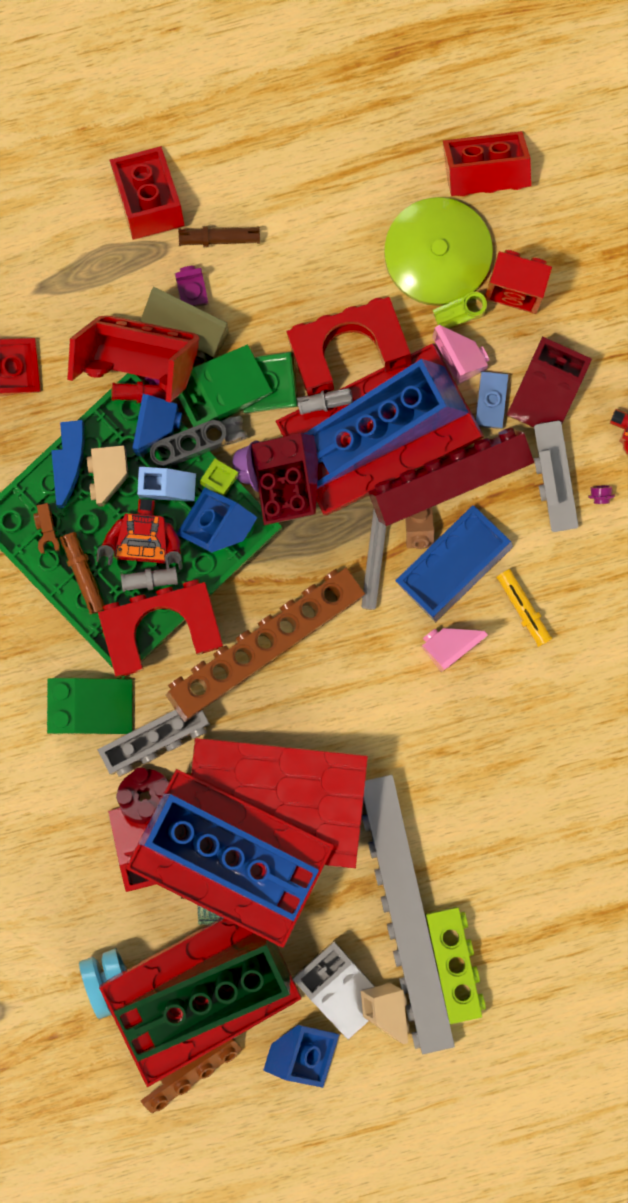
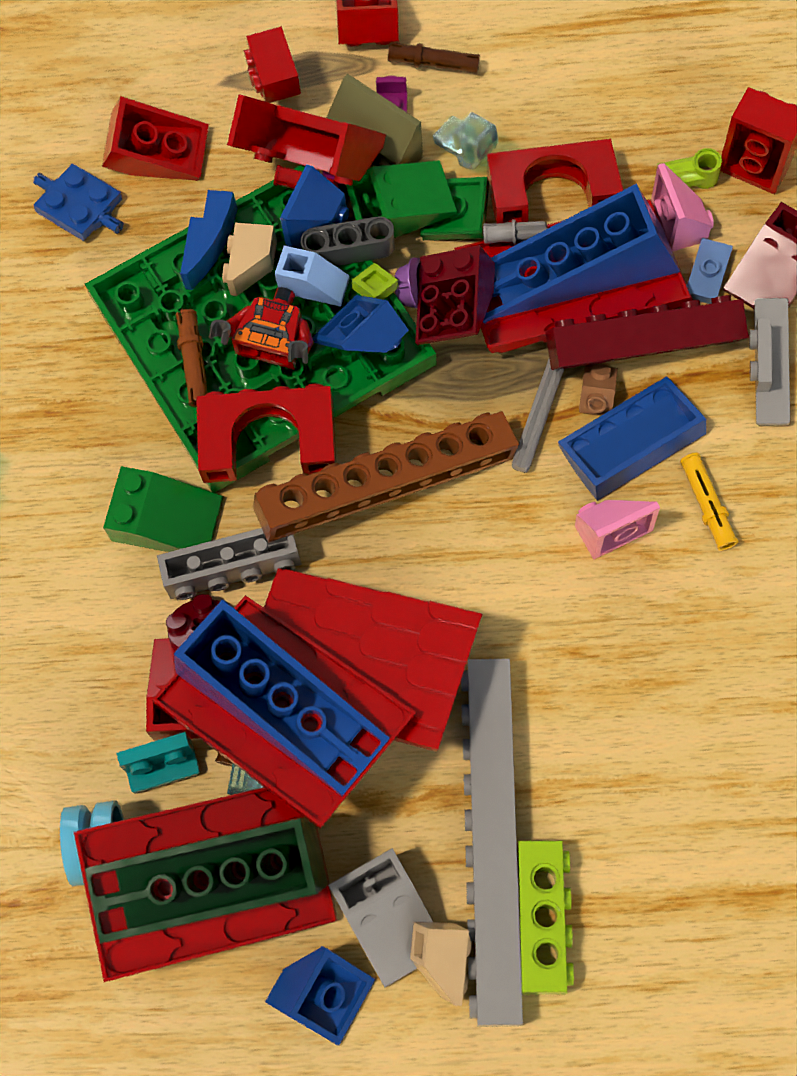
camera: 20 degrees right, 15 degrees down
(44, 521) = (165, 295): dark orange plate -> none
(82, 280) = (271, 65): none -> red brick
(139, 911) = (159, 762): none -> teal bracket
(149, 579) = (266, 377): light grey pin -> none
(182, 1079) = (168, 985): dark orange bracket -> none
(234, 430) = (404, 248): light grey wheel -> none
(264, 317) = (467, 139): none -> clear light blue brick
(438, 251) = (672, 110): lime dish -> none
(487, 163) = (746, 35): red slope -> none

